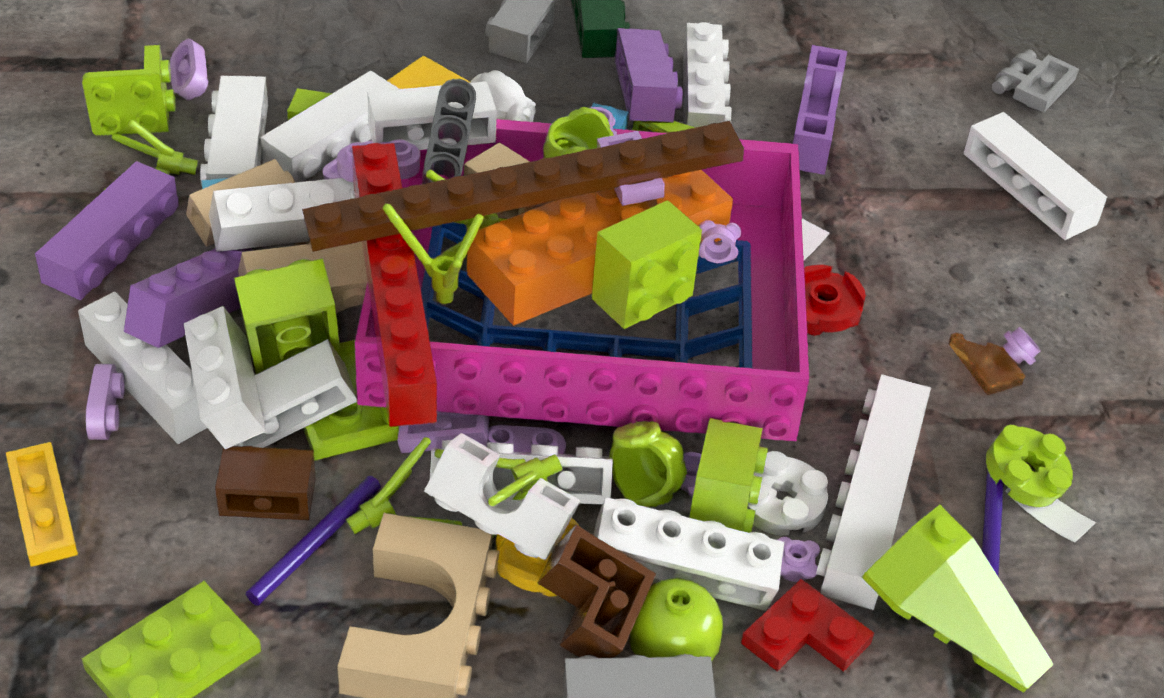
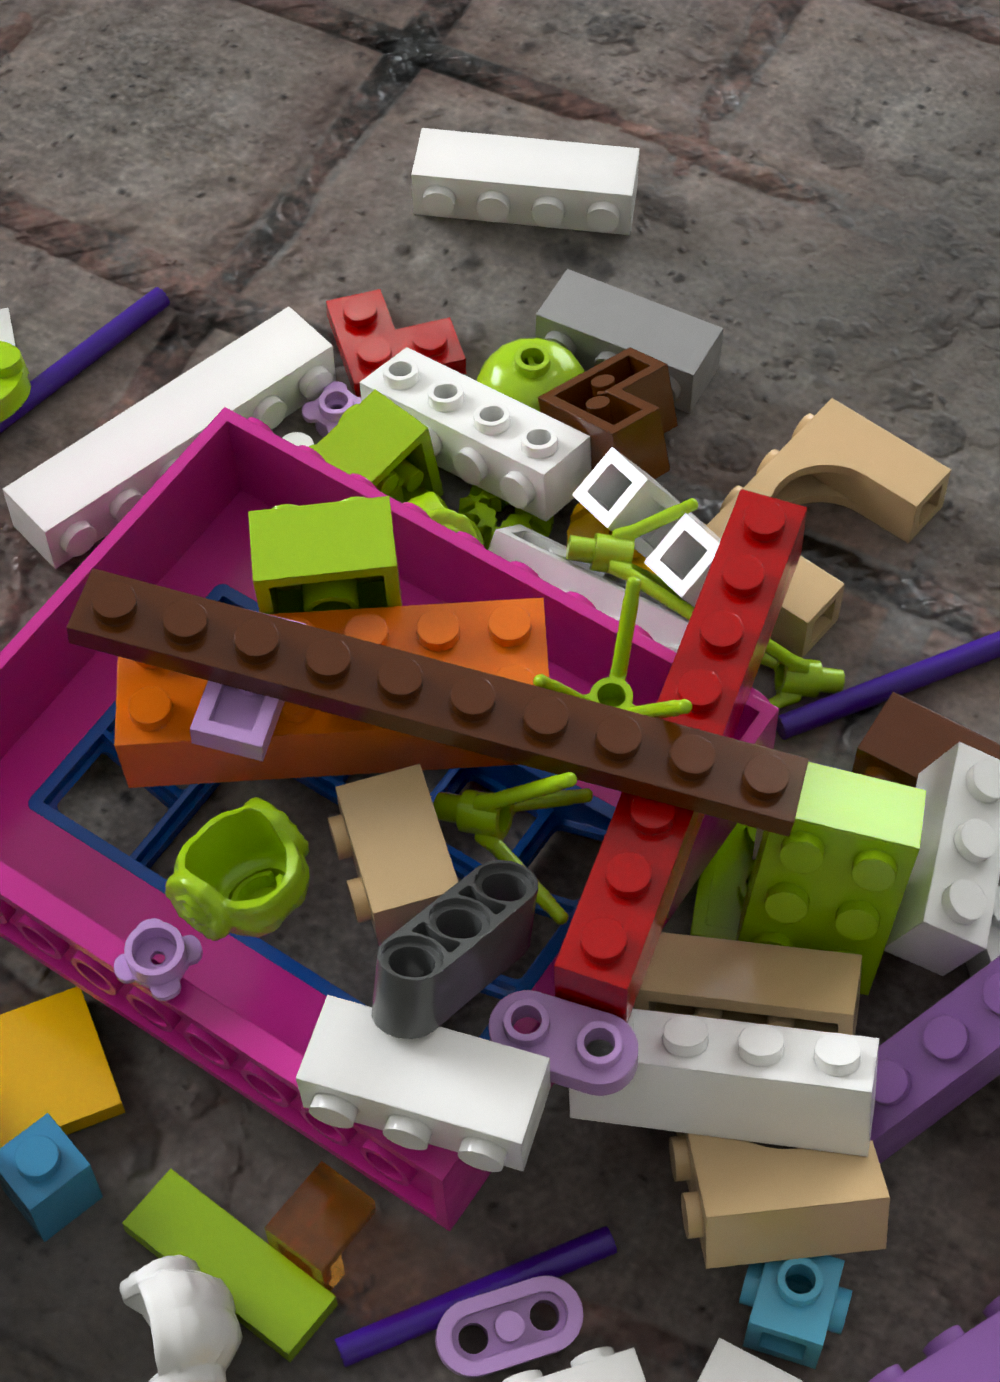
camera: 145 degrees left, 10 degrees up
(951, 587) = (228, 273): lime wedge -> none

